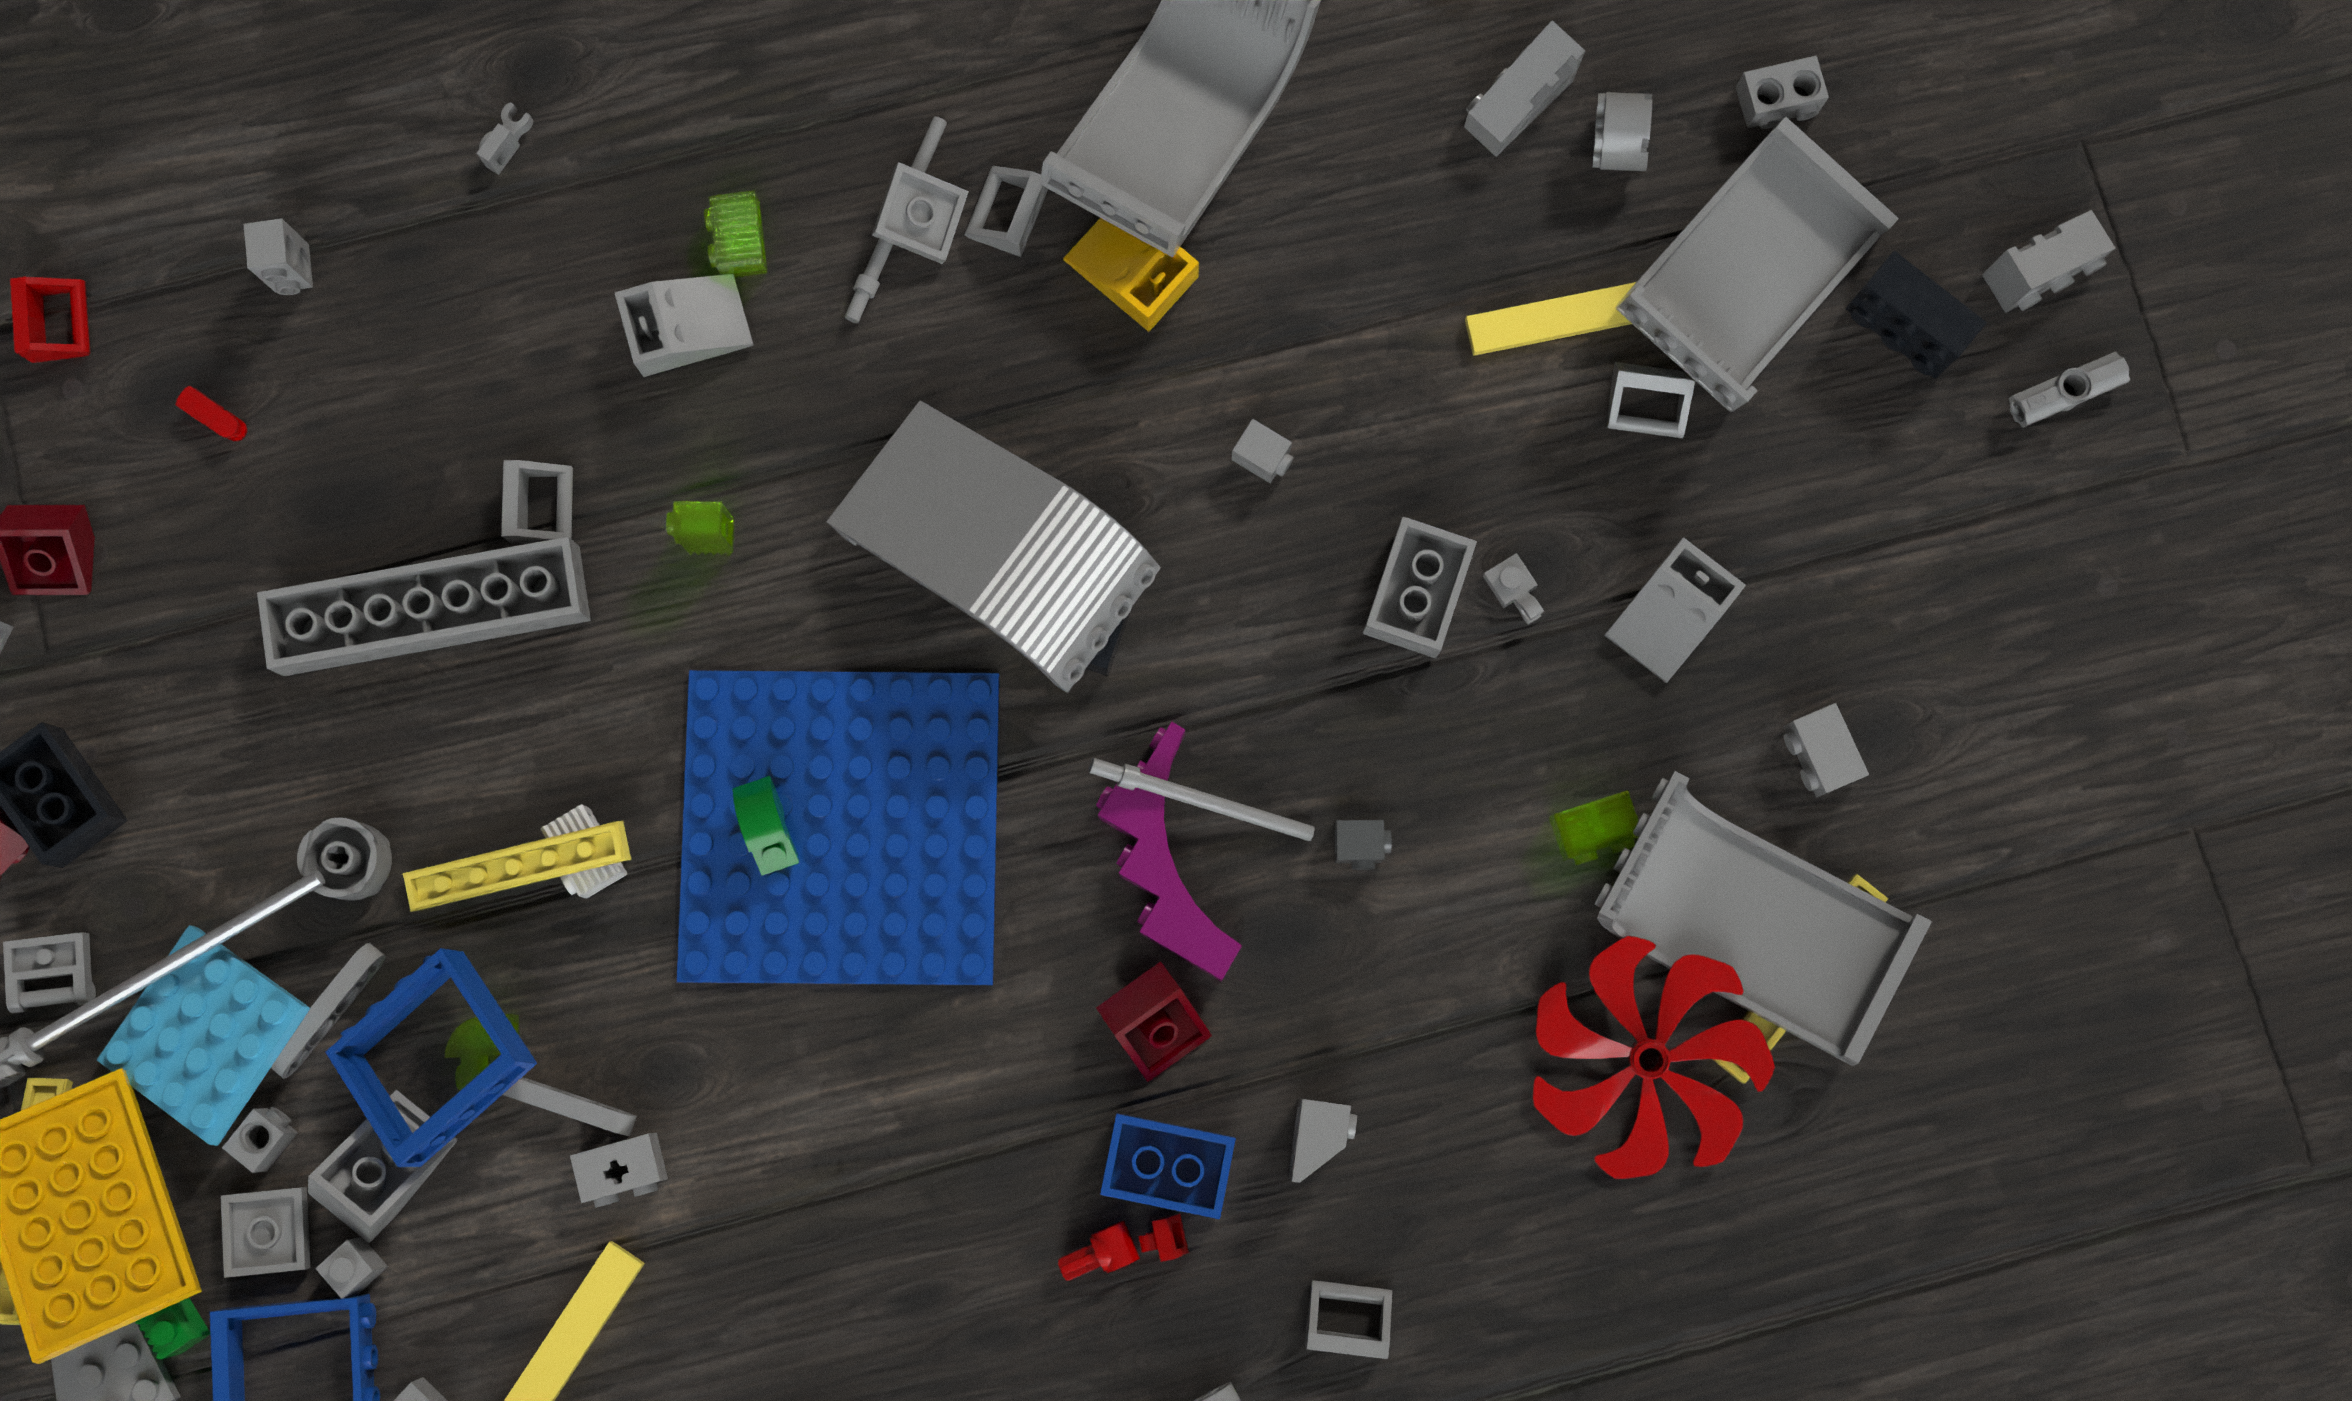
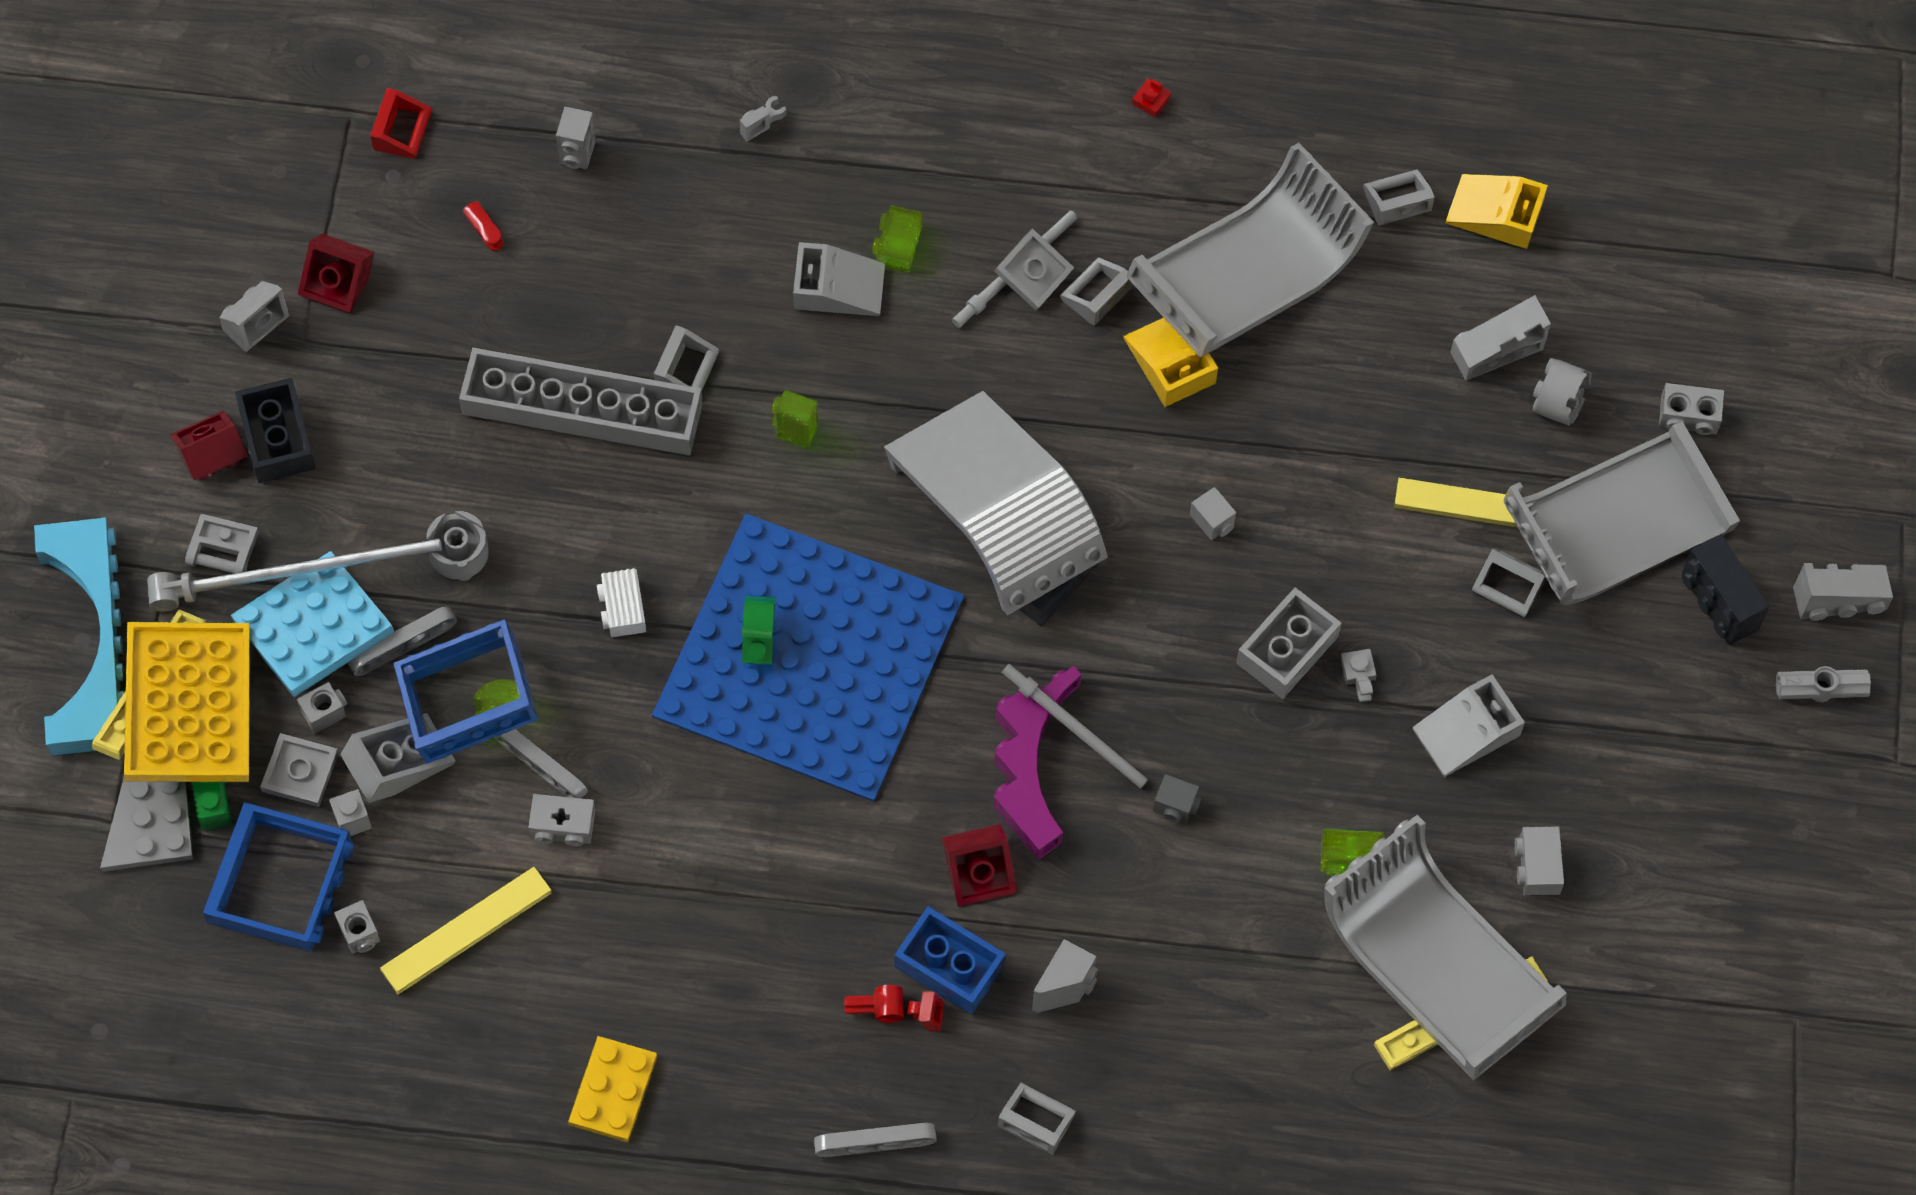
camera: 20 degrees right, 15 degrees down
(517, 866) = (574, 592): light yellow tile -> none
(1685, 984) = (1303, 1081): red piece -> none

